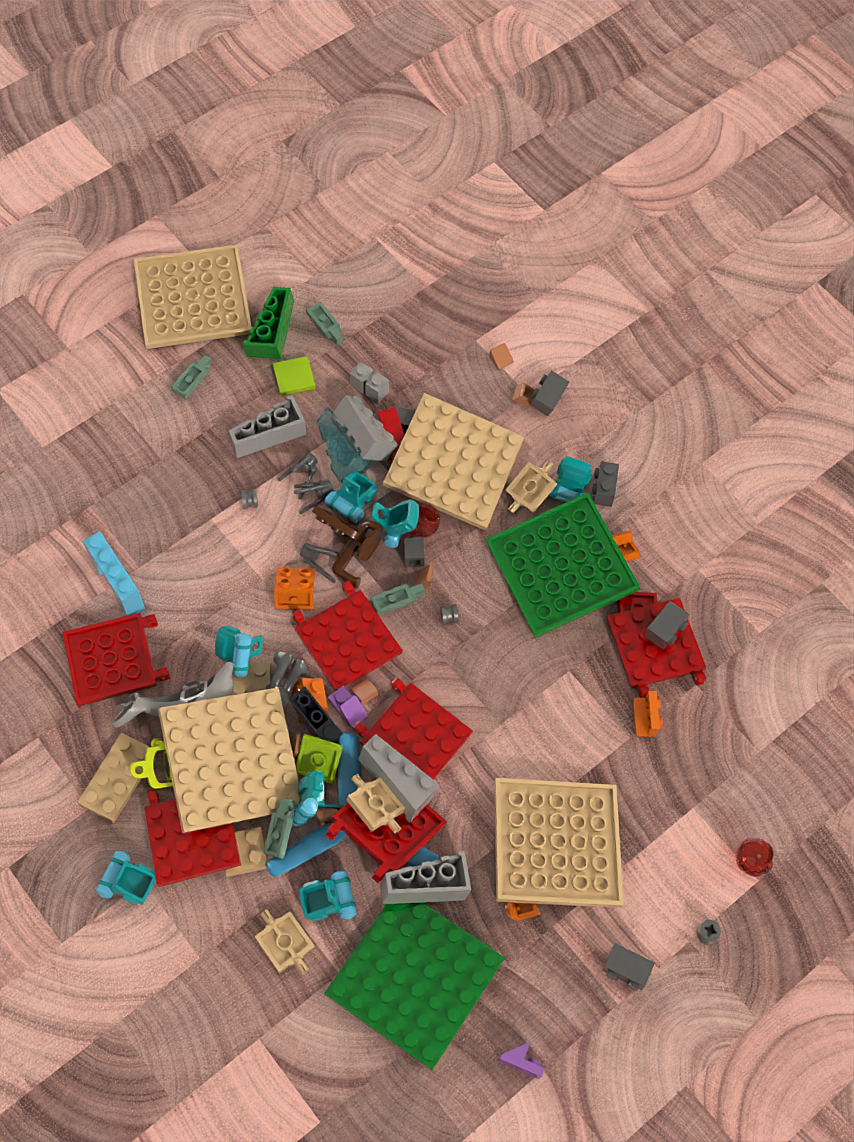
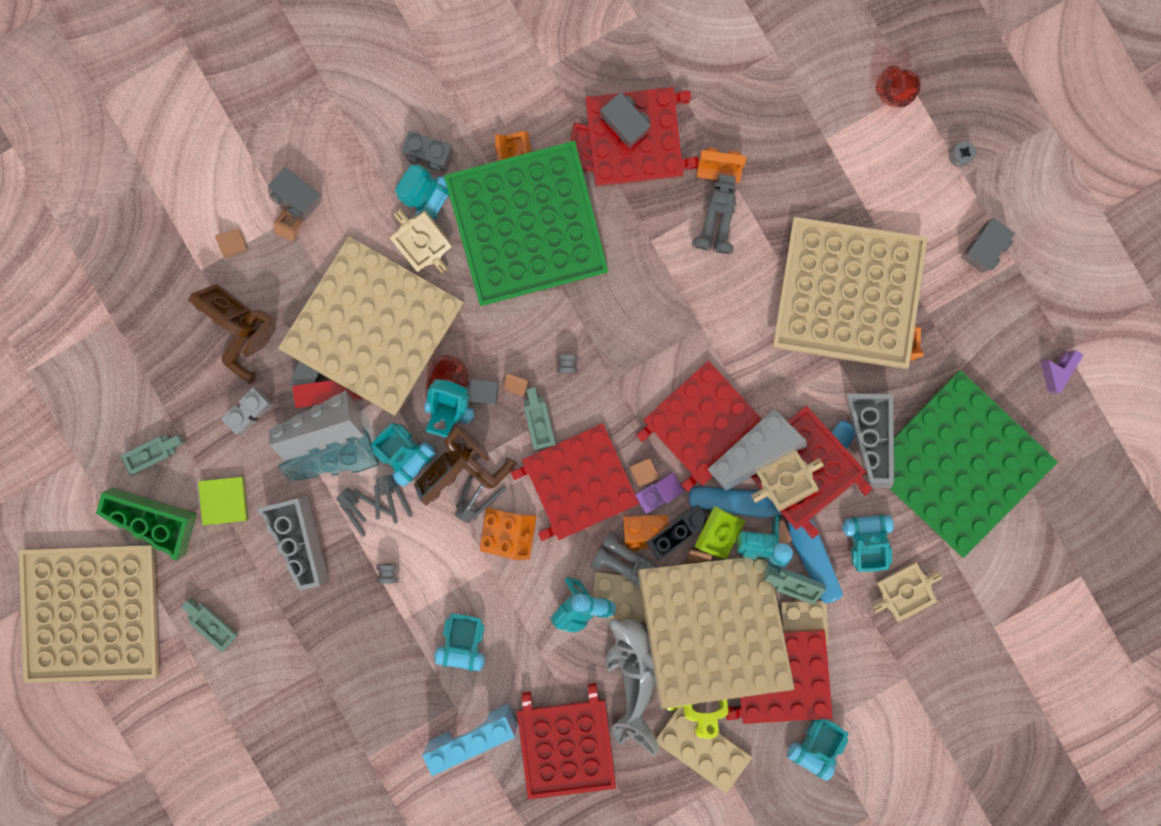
camera: 75 degrees left, 25 degrees up
(196, 561) = (461, 643): none -> teal piece
(436, 375) = (240, 321): none -> reddish brown plate
(615, 720) = (721, 202): none -> dark grey piece

